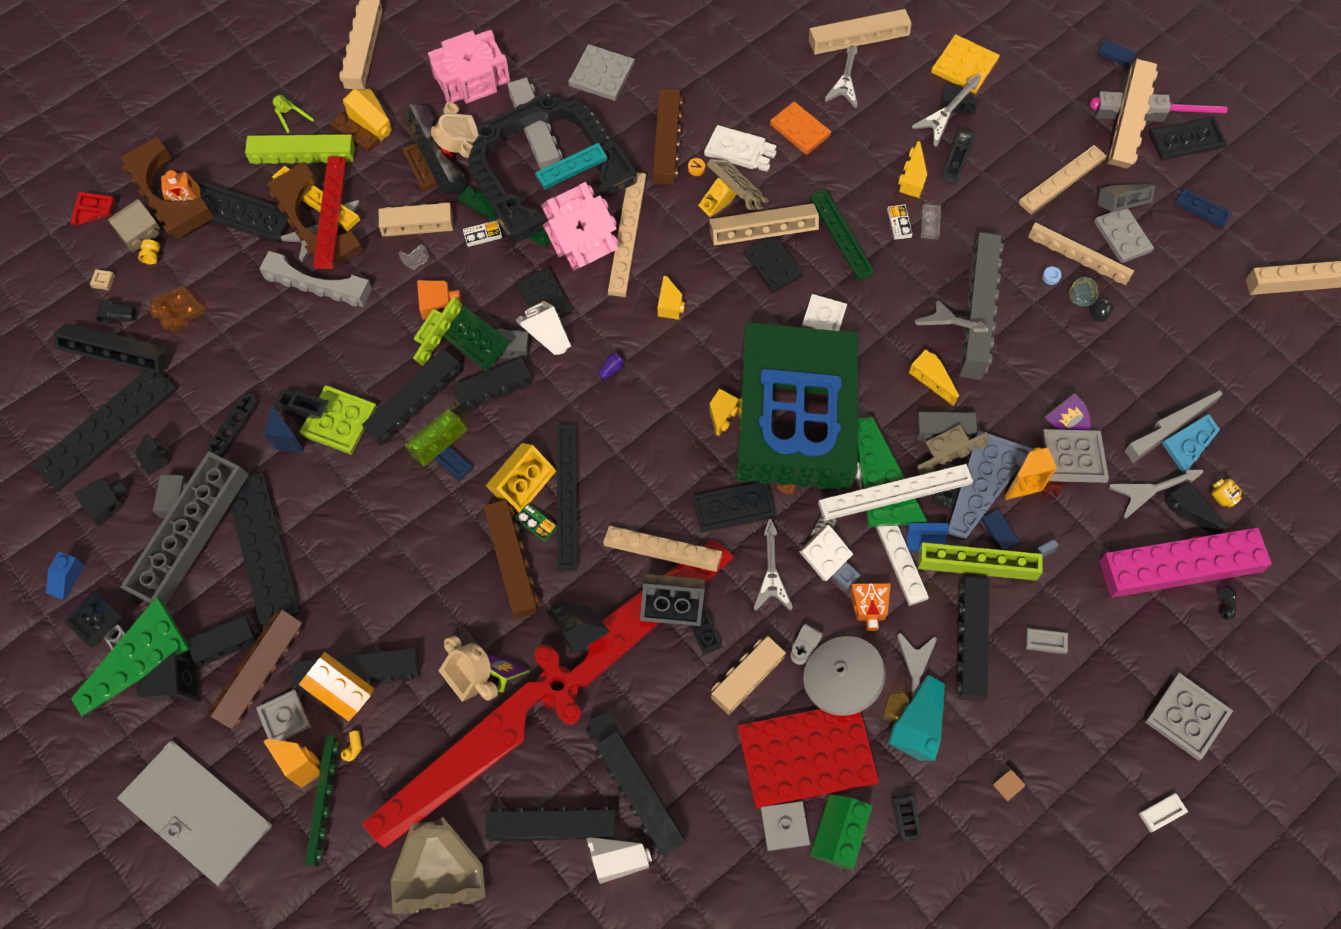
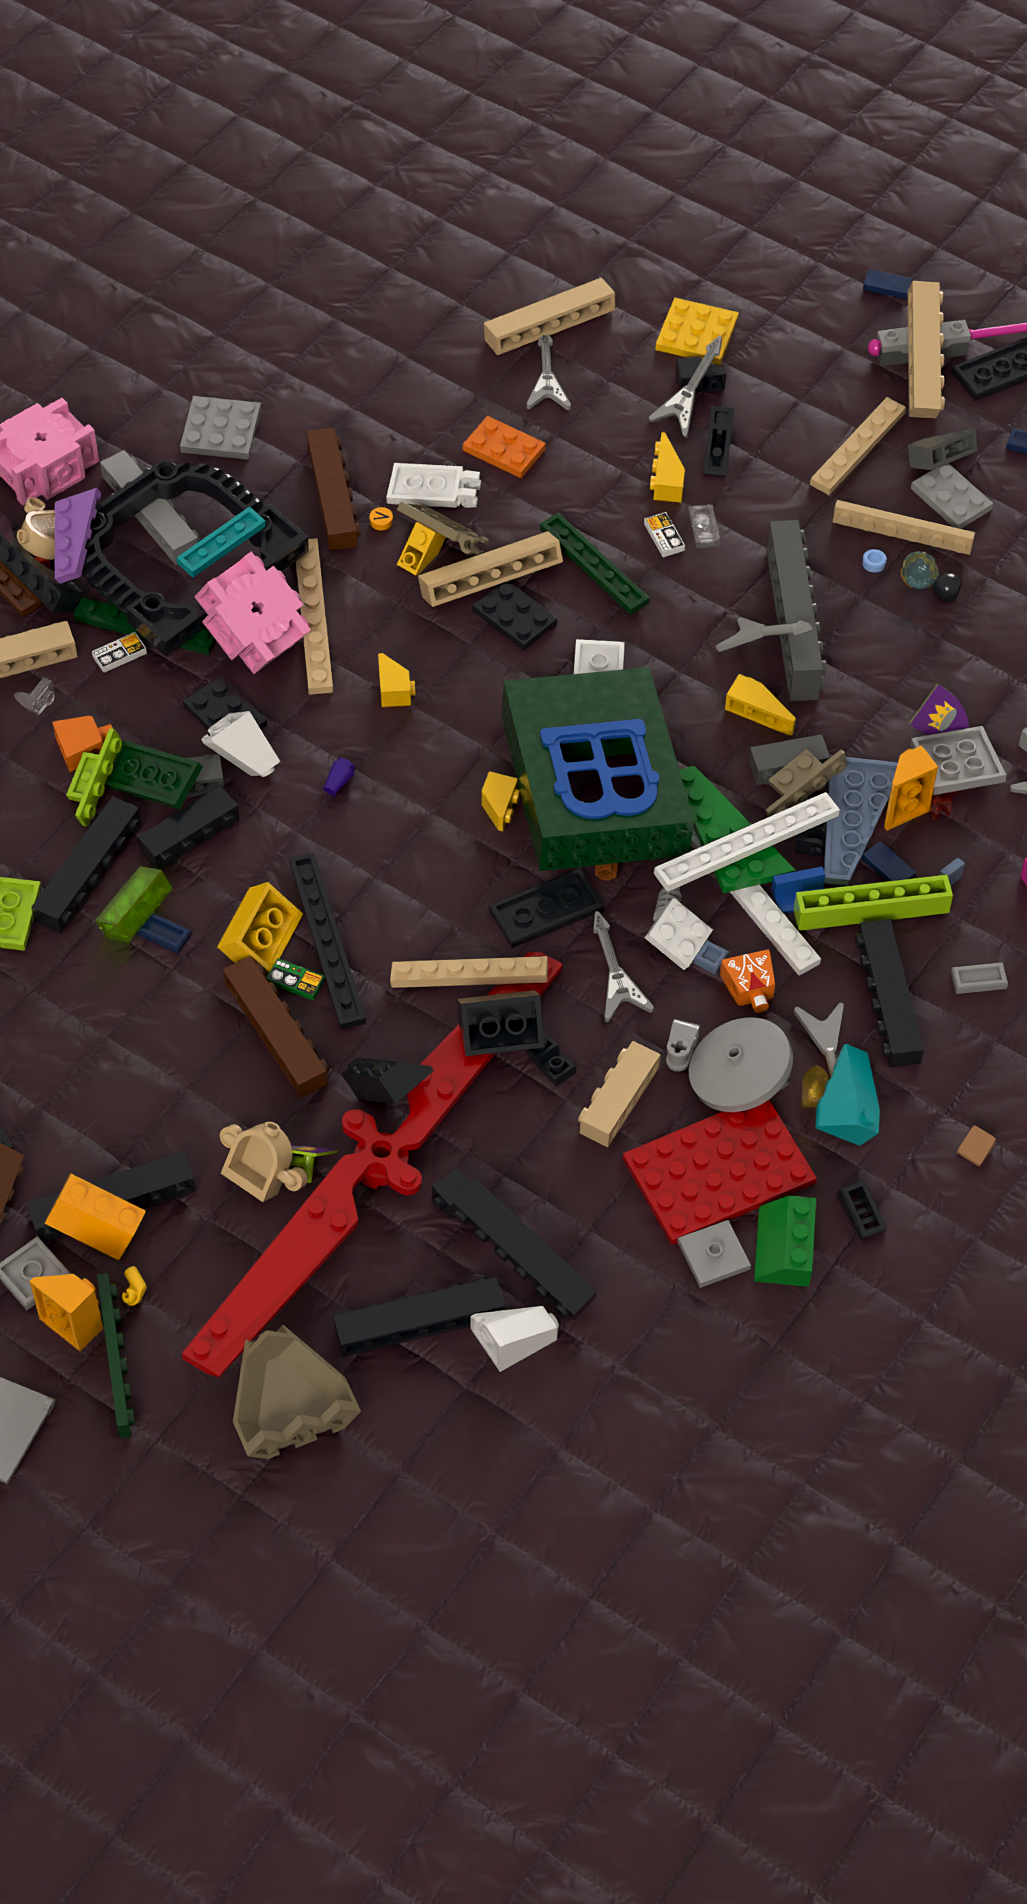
camera: 15 degrees left, 10 degrees down
(468, 137) = (72, 531): none -> medium lavender wing

